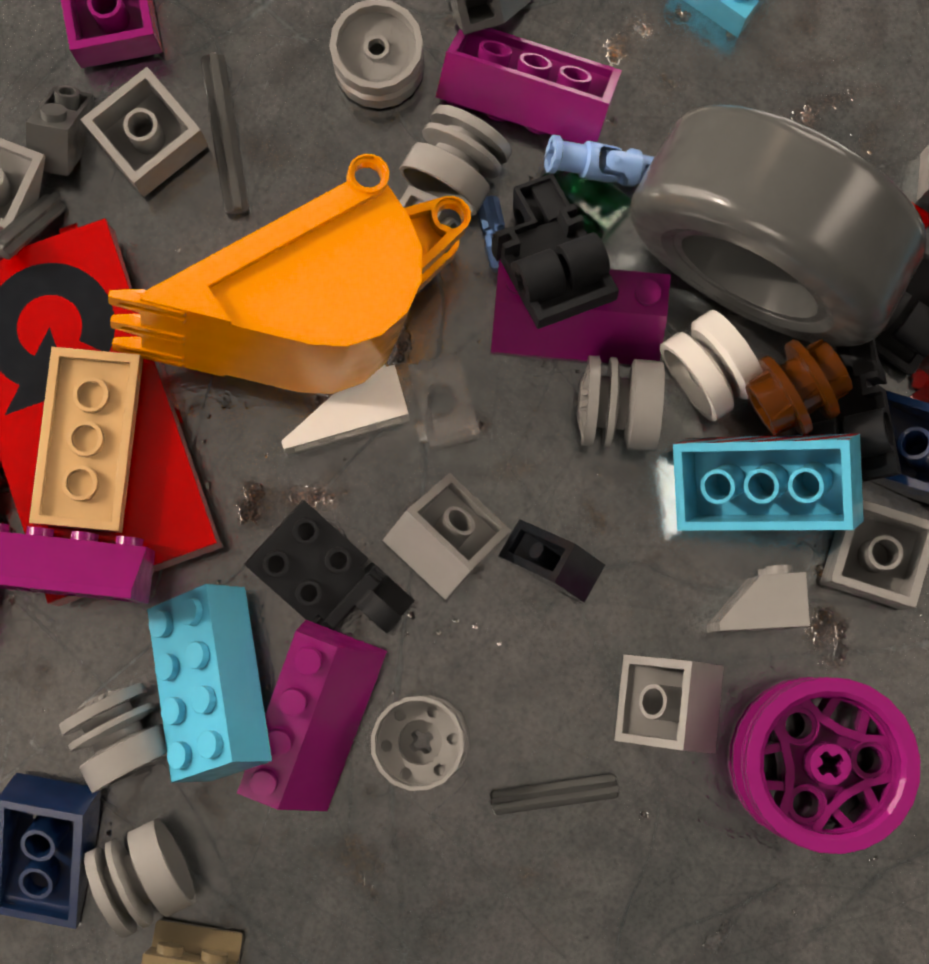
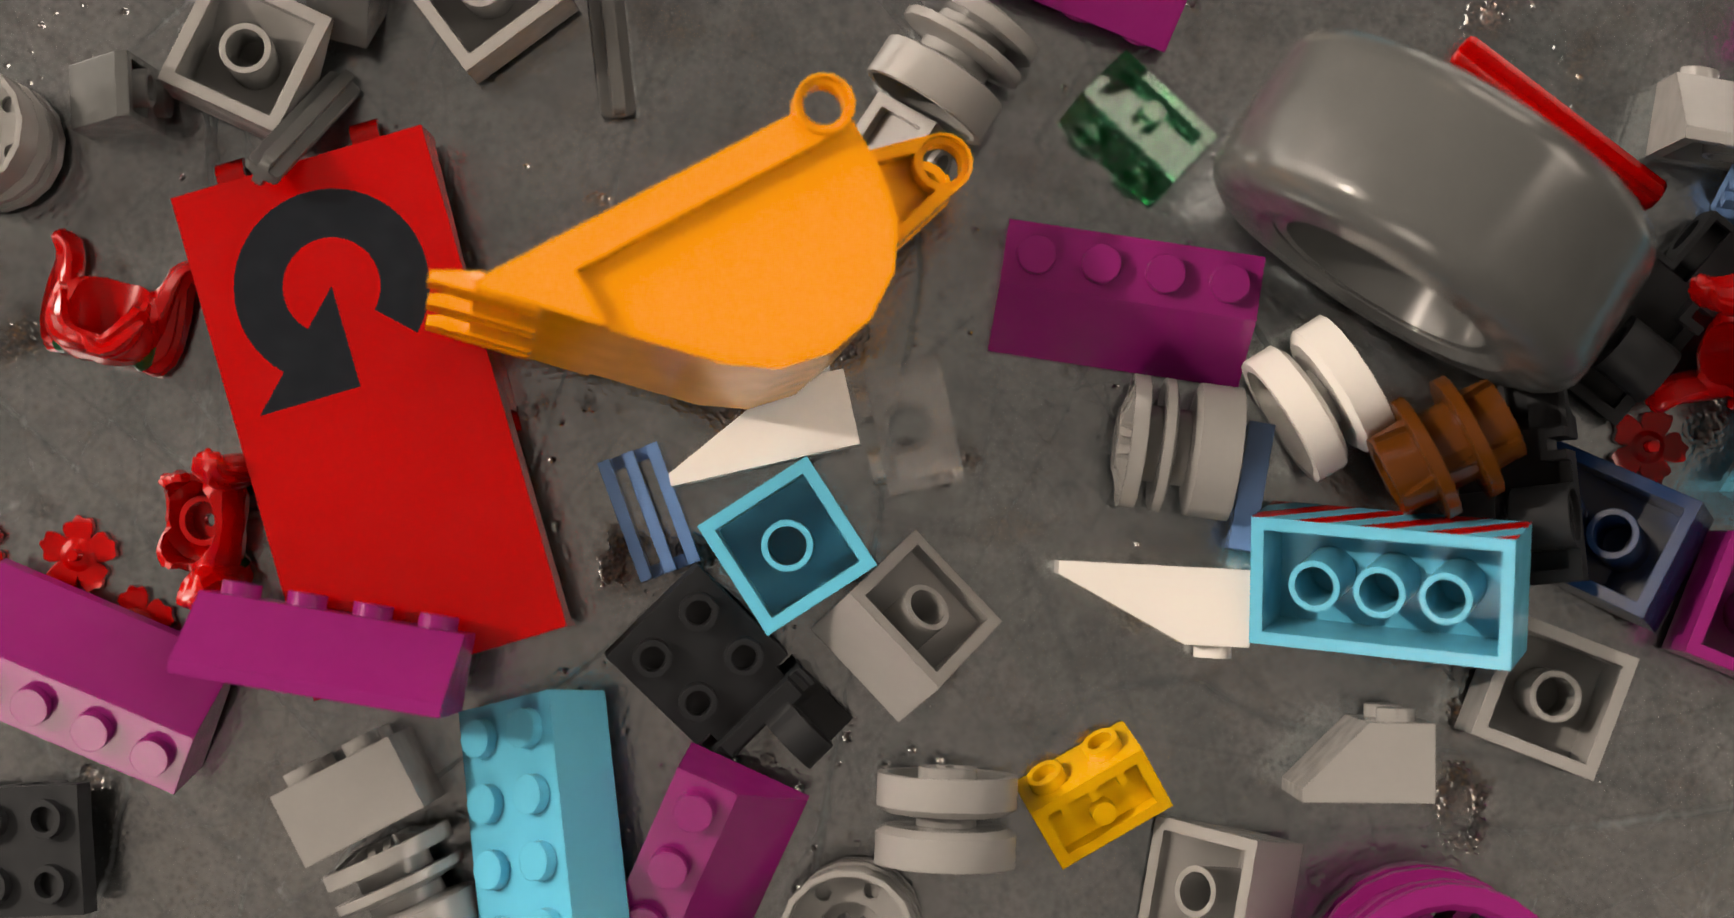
camera: 10 degrees right, 5 degrees up
(79, 668) = (350, 799): none -> light grey brick
(86, 439) = (381, 463): tan plate -> none
(256, 438) = (630, 461): none -> medium blue tile
(364, 484) = (787, 545): none -> medium azure brick
(480, 660) = (946, 828): none -> light grey wheel
(491, 221) = (1006, 180): medium blue piece -> none
(551, 255) = (1088, 223): black plate -> none
(552, 560) = (1059, 671): black slope -> none
(580, 642) = (1093, 793): none -> yellow bracket
(612, 166) = (1182, 82): light blue piece -> none
(630, 509) = (1182, 602): none -> white slope
(670, 427) = (1251, 484): none -> medium blue tile

